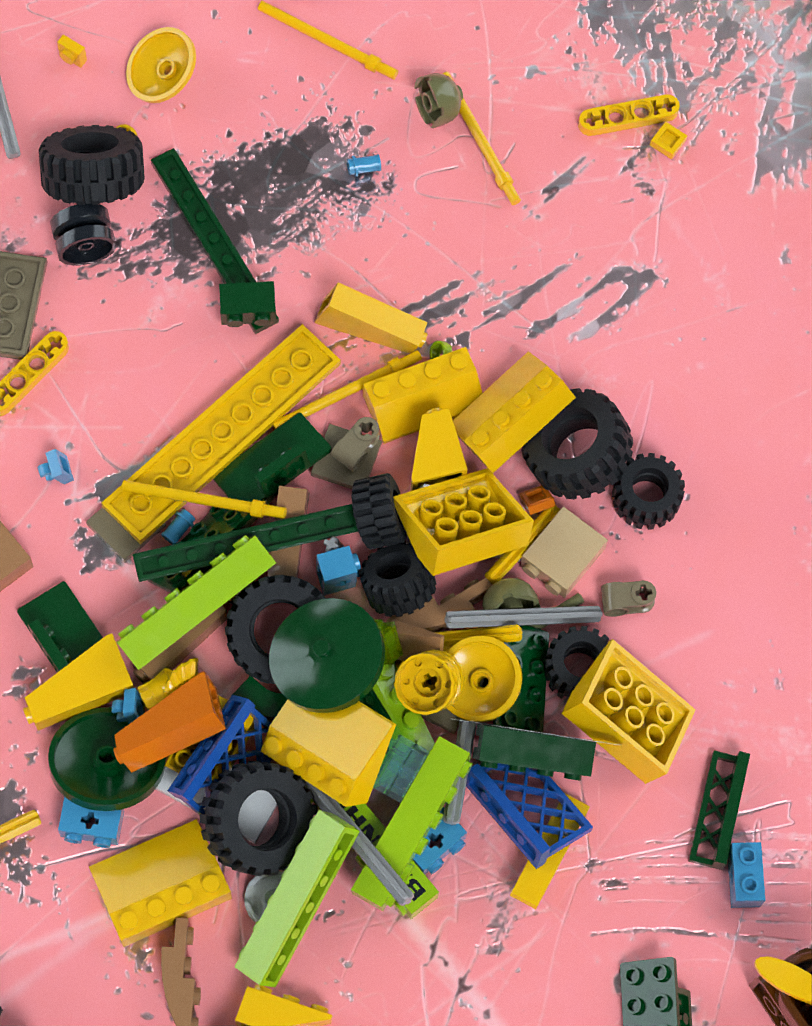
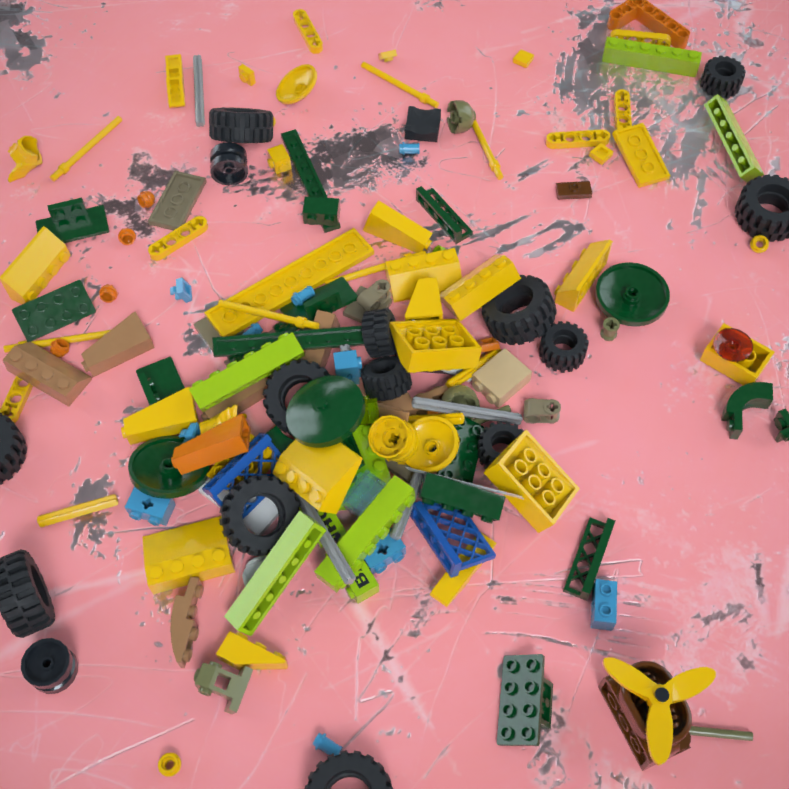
camera: 15 degrees right, 10 degrees down
(159, 211) = (278, 159): none -> yellow brick
(241, 461) = (303, 295): none -> dark azure pin
(379, 117) = (422, 124): none -> black brick
(433, 285) = (440, 216): none -> dark green fence
(633, 211) = (573, 190): none -> reddish brown plate
(663, 366) = (583, 274): none -> yellow slope
(692, 60) = (626, 115): none -> yellow beam
(718, 446) = (610, 329): none -> olive bush
(730, 135) = (641, 155): none -> yellow tile
(740, 390) = (632, 294): none -> dark green dish

